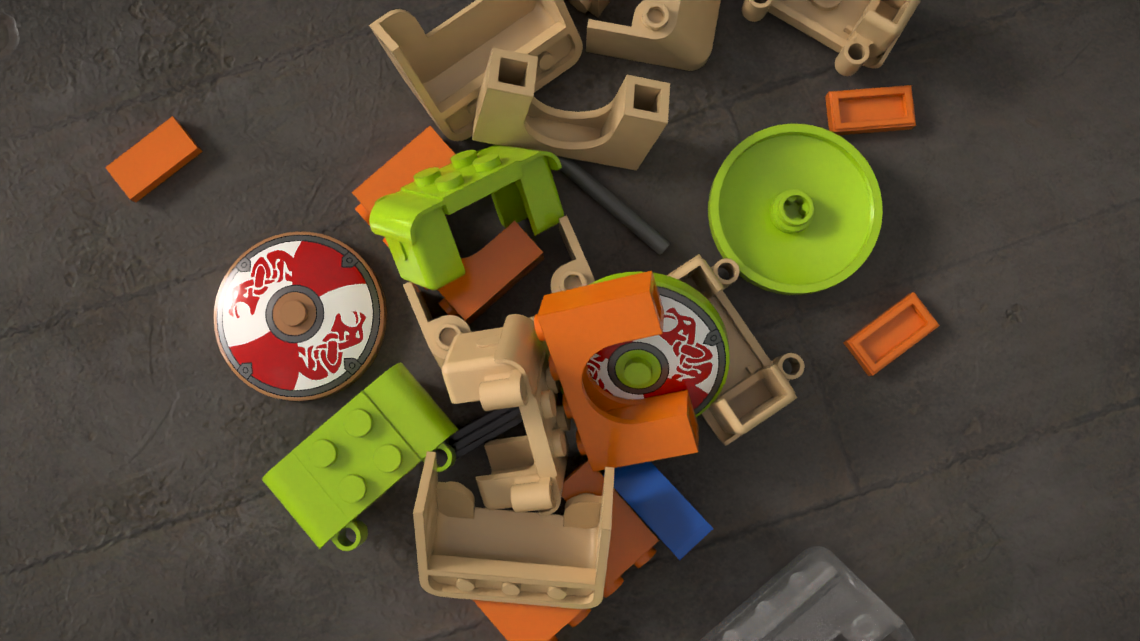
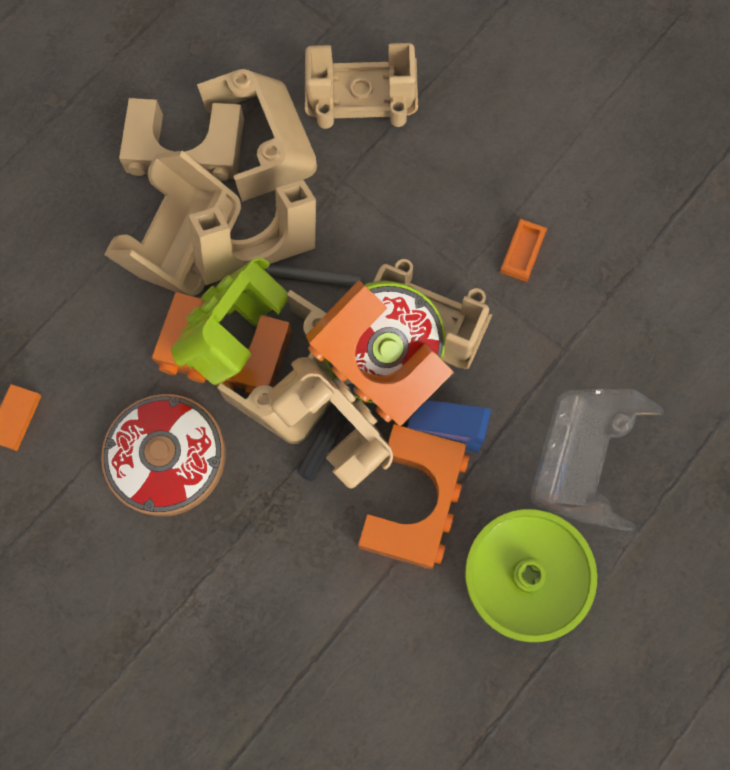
camera: 25 degrees left, 10 degrees down
(360, 457) = (253, 505): lime container -> none
(508, 553) = (387, 503): tan windscreen -> none
(795, 209) = (421, 212): lime dish -> none
(870, 110) = (428, 136): orange tile -> none

